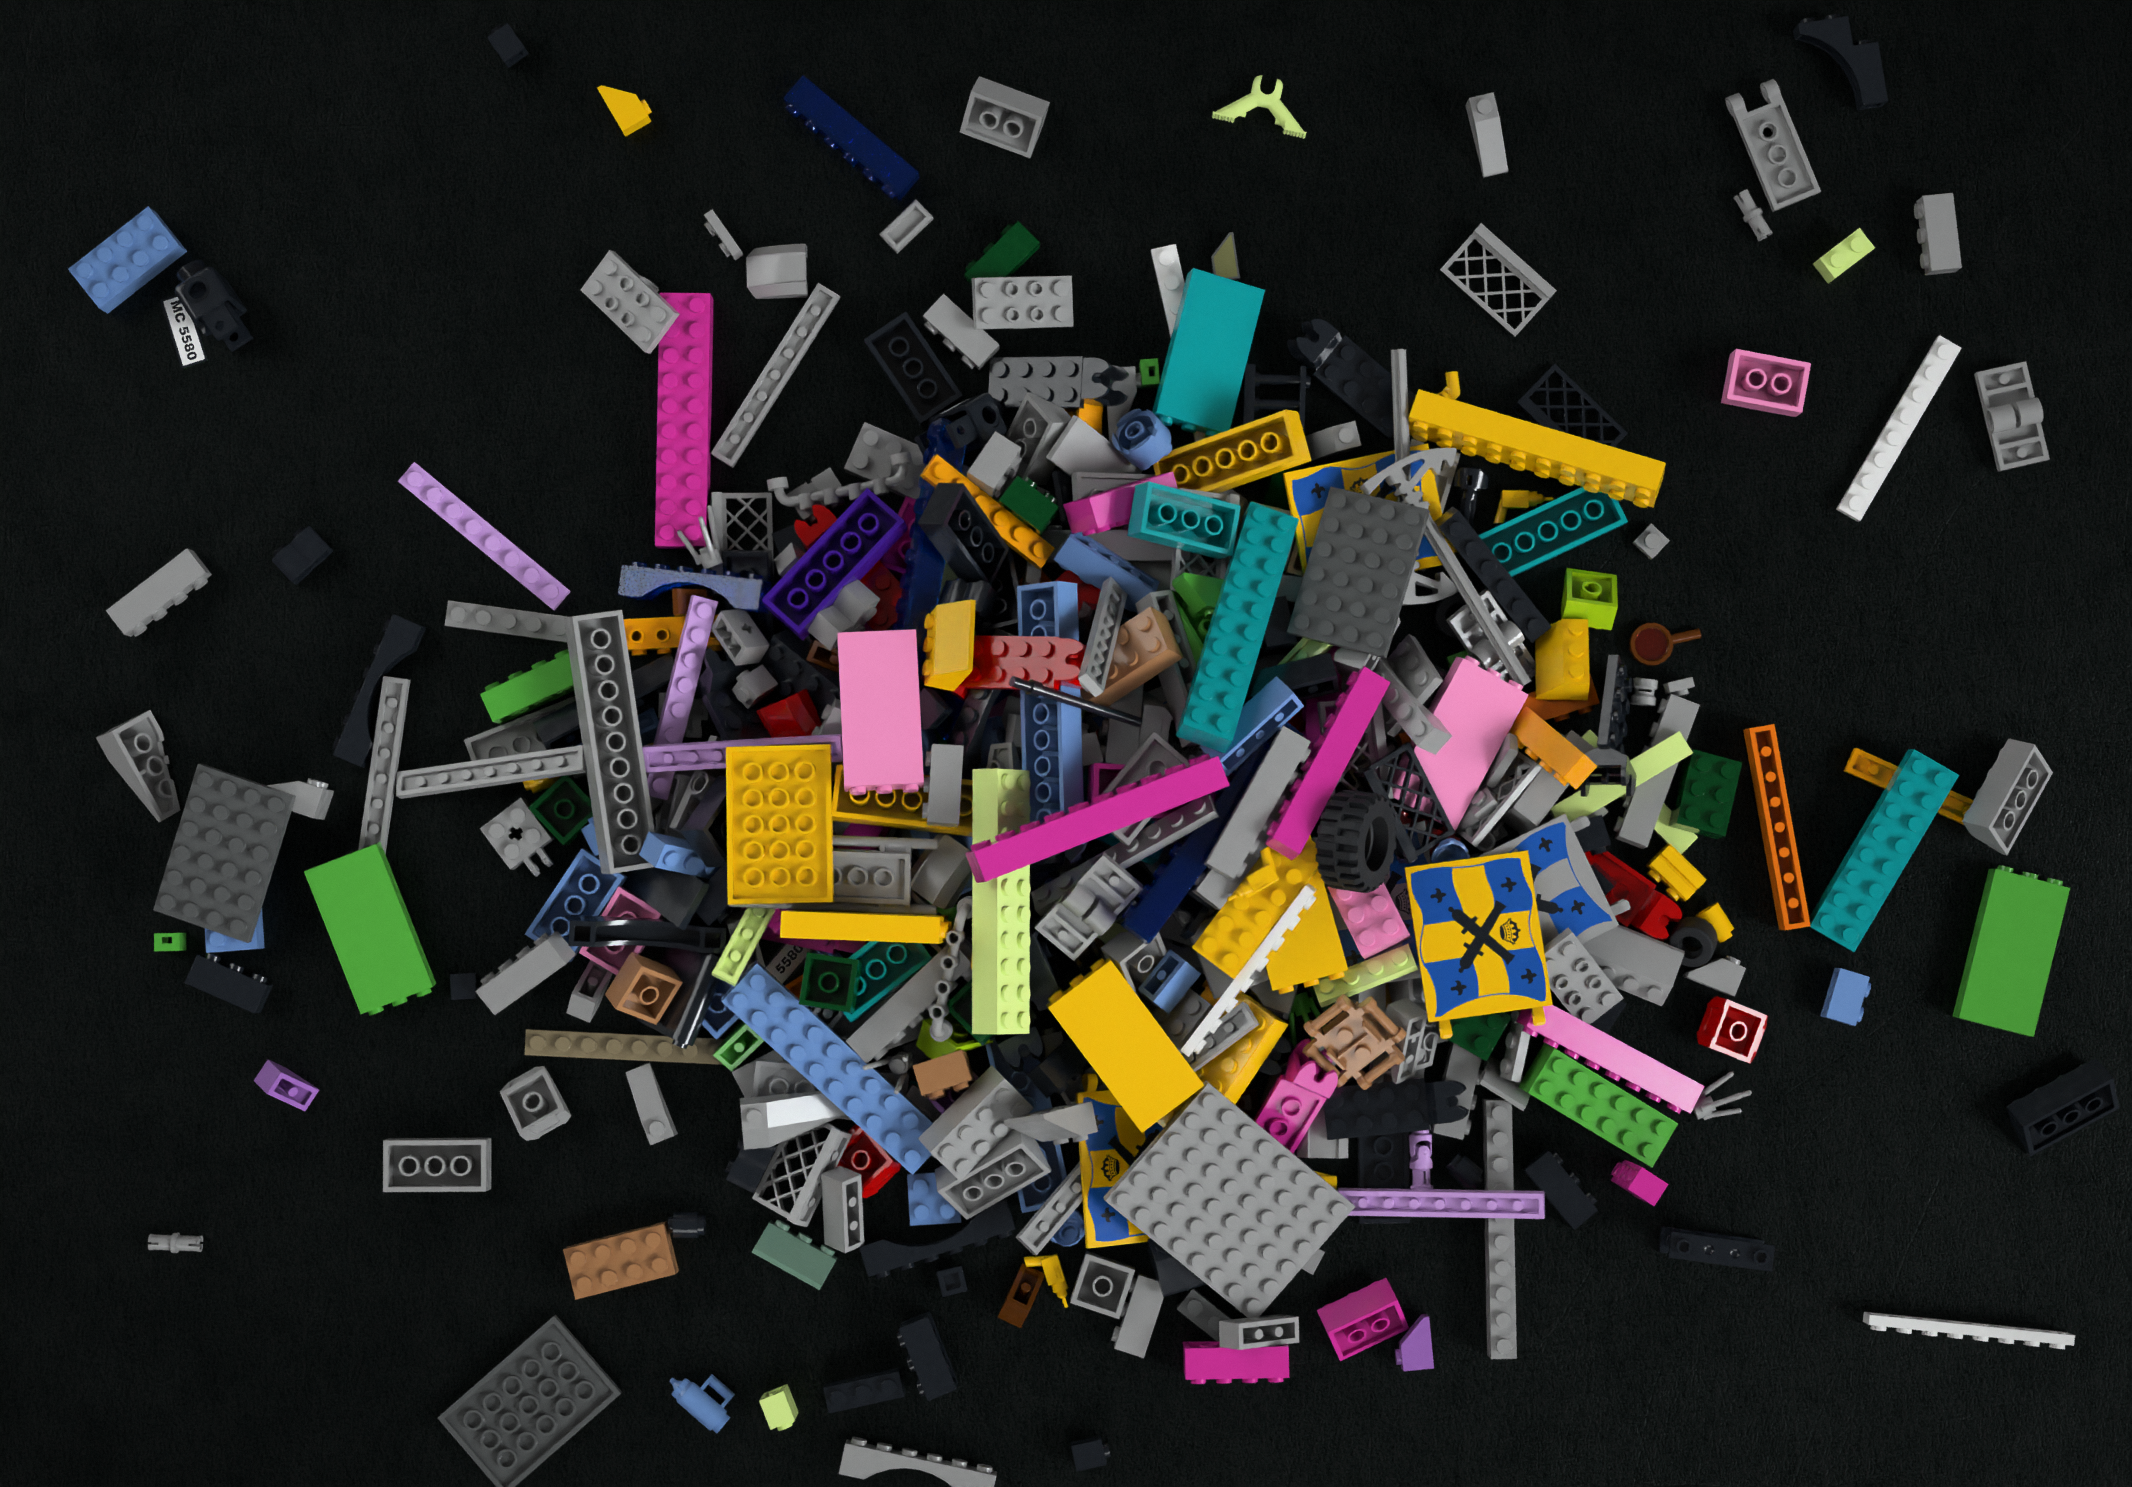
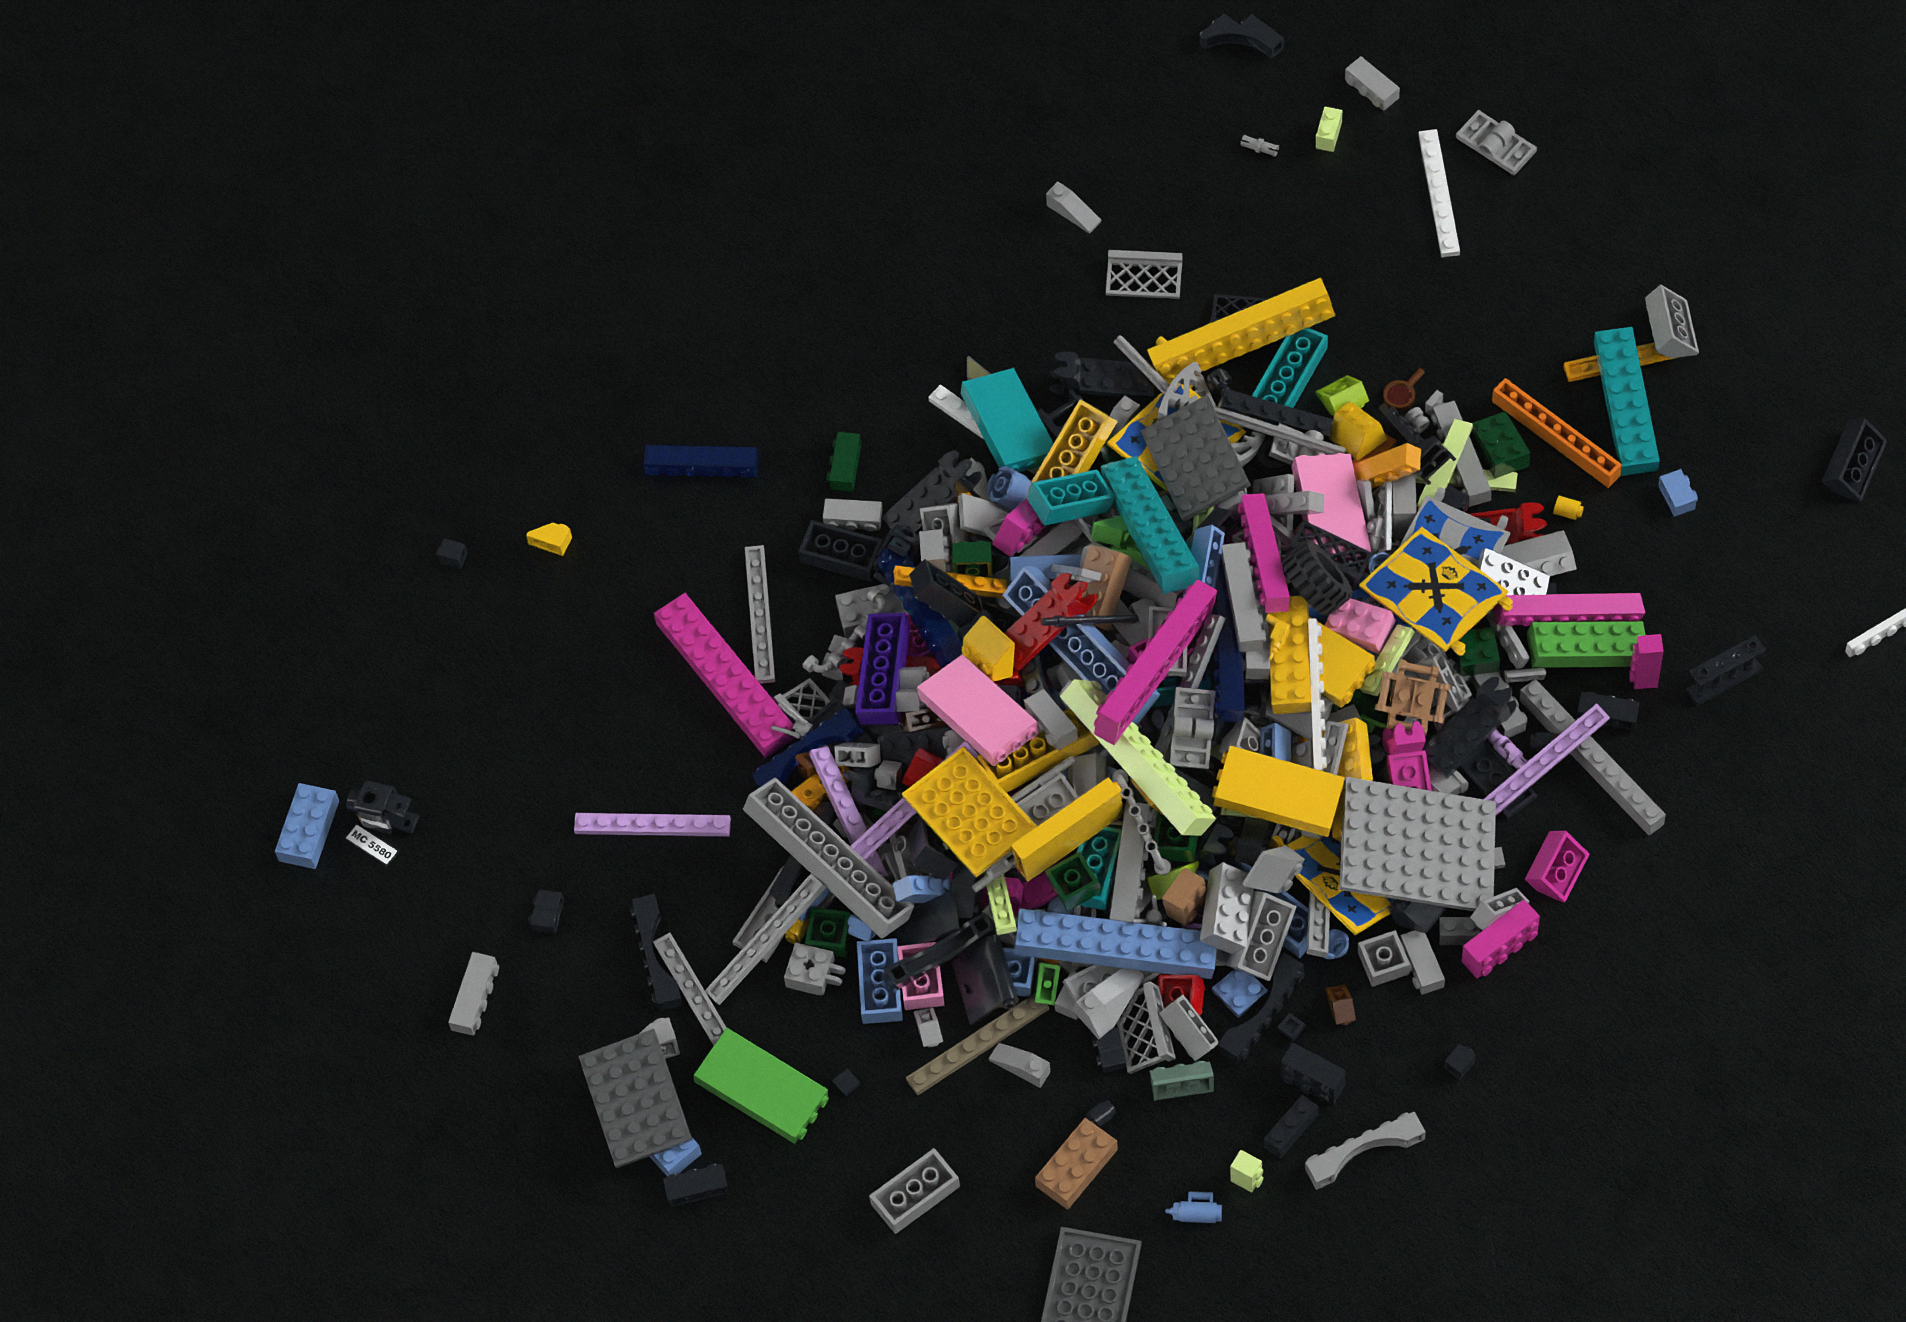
camera: 30 degrees left, 25 degrees down
(139, 758) = (528, 1095): light grey wedge -> none
(161, 942) = (640, 1190): bright green piece -> none
(285, 1085) = (780, 1217): medium lavender slope -> none
(506, 621) = (714, 856): light grey plate -> none
(525, 972) = (879, 1036): light grey brick -> none
(529, 689) = (754, 876): bright green brick -> none
(535, 1103) = (948, 1113): light grey slope -> none
(630, 301) = (639, 631): light grey plate -> none
(643, 988) = (961, 987): medium nougat brick -> none
(728, 244) = (662, 561): light grey plate -> none
(778, 272) = (717, 559): light grey slope -> none
(906, 226) = (772, 485): light grey tile -> none
(1004, 117) = (783, 389): light grey slope -> none
(1022, 302) = (876, 472): light grey plate -> none
(1053, 1273) = (1349, 978): yellow piece -> none
(1145, 366) = (987, 462): bright green piece -> none
(1269, 101) = (928, 279): yellowish green piece -> none
(1416, 1346) = (1603, 857): medium lavender slope -> none
(1517, 500) = (1254, 377): yellow piece -> none
(1650, 541) = (1351, 344): light grey plate -> none
(1675, 873) = (1515, 495): yellow brick -> none
(1699, 929) = (1566, 512): black tyre -> none
(1705, 1105) = (1651, 605): light grey plant -> none
(1719, 975) = (1594, 534): light grey slope -> none
(1732, 1029) = (1628, 554): red slope -> none
(1766, 383) = (1342, 218): bright pink brick -> none
(1778, 158) = (1248, 106): light grey hinge -> none
(2011, 951) = (1749, 403): bright green brick -> none

